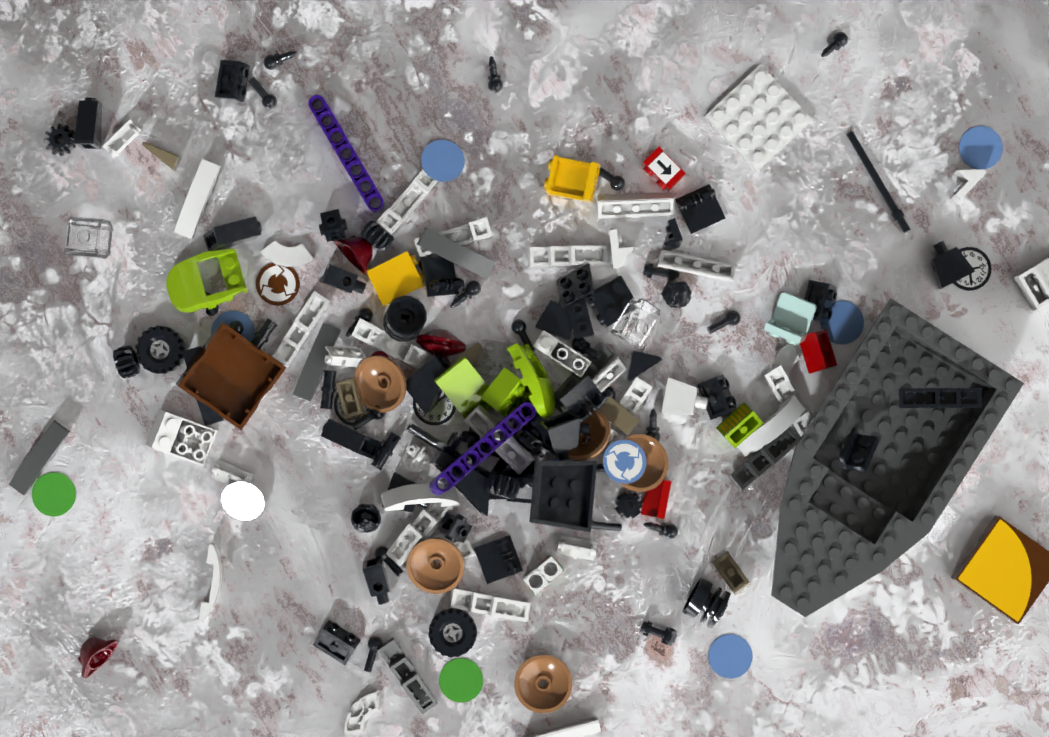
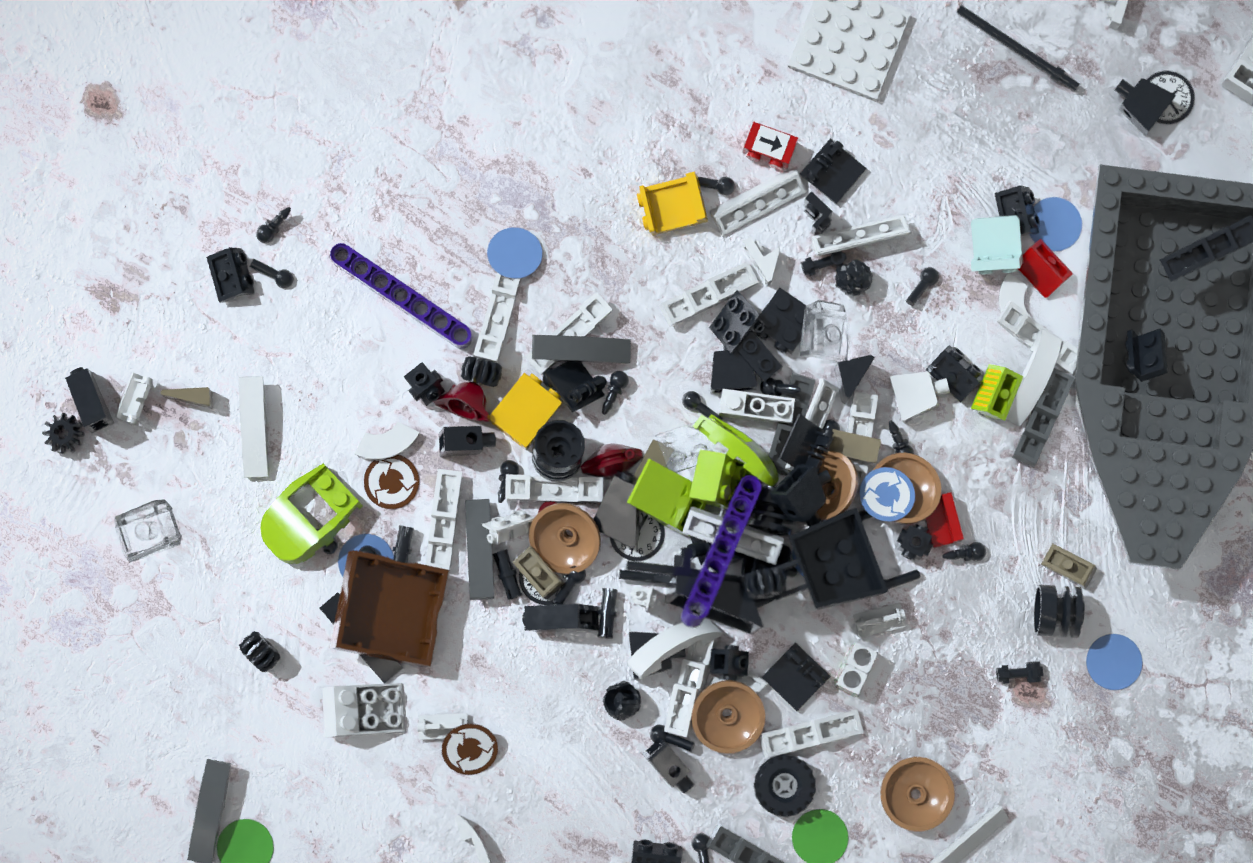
camera: 30 degrees left, 5 degrees down
(151, 346) = (283, 612): black wheel -> none
(232, 234) = (313, 448): black slope -> none
(495, 84) = (533, 139): black bar -> none

